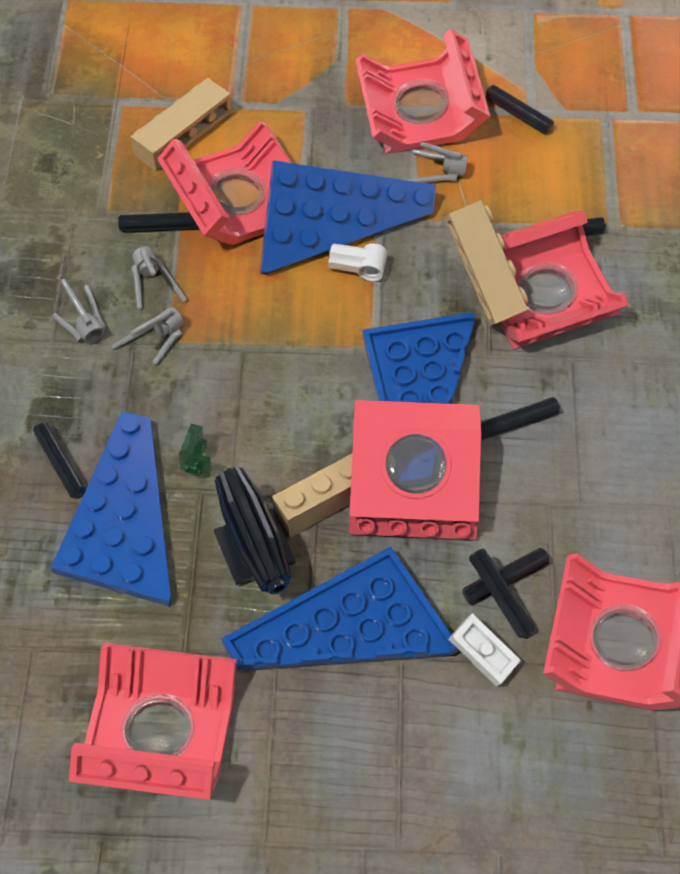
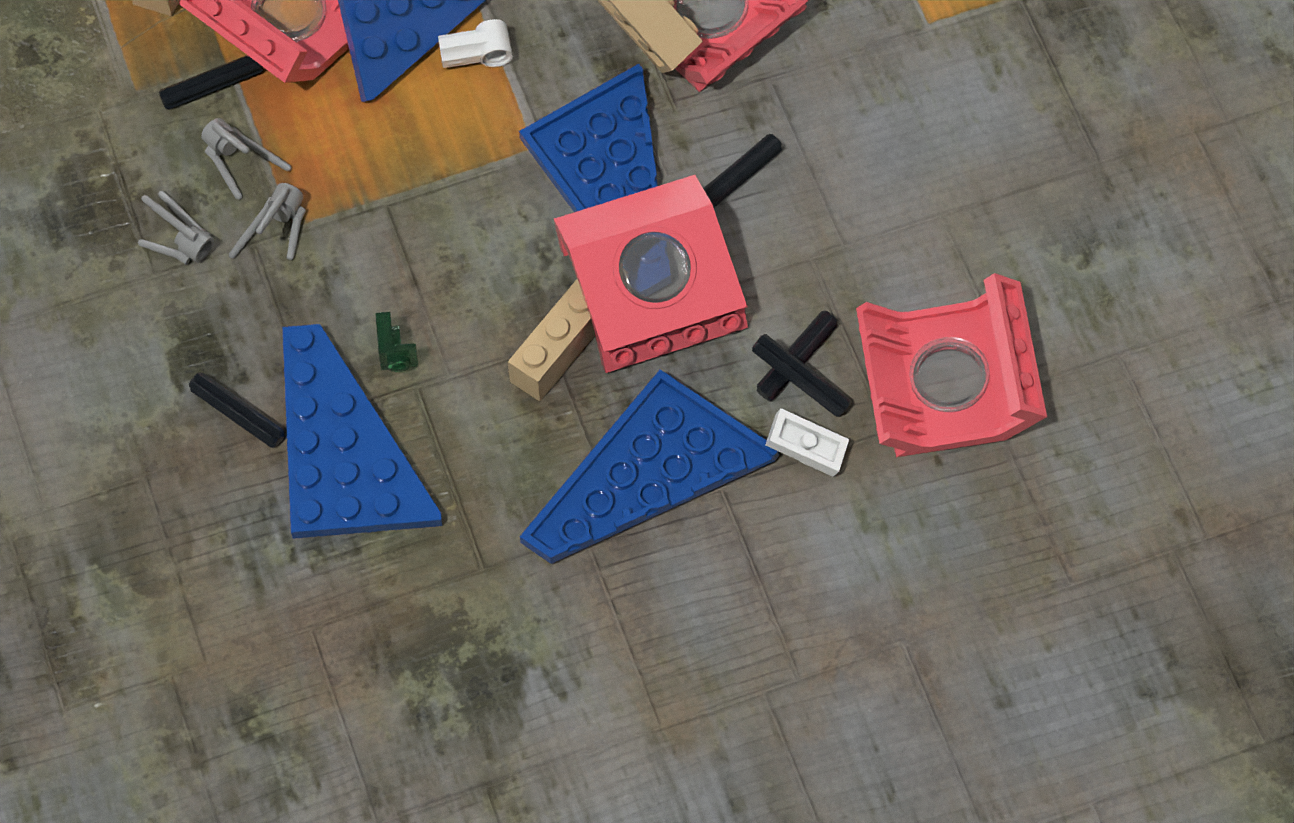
camera: 20 degrees left, 5 degrees up
(157, 722) = (492, 644): coral panel -> none
(252, 534) = (502, 413): black plate -> none

